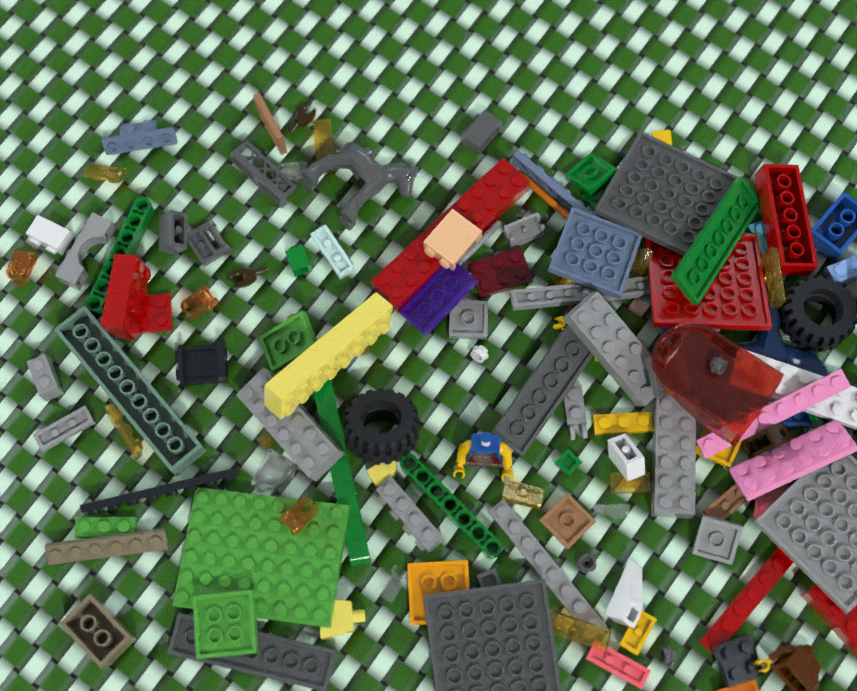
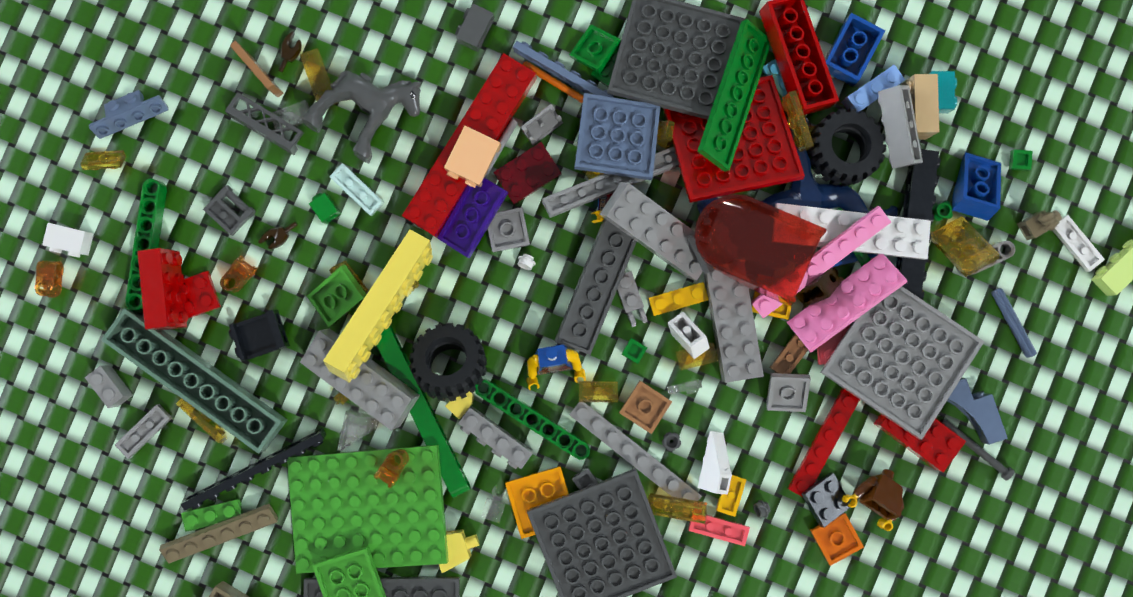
camera: 15 degrees left, 15 degrees up
(95, 231) = (101, 268): light grey arch -> none
(173, 232) = (191, 209): dark grey brick -> none
(718, 365) = (760, 229): dark grey plate -> none

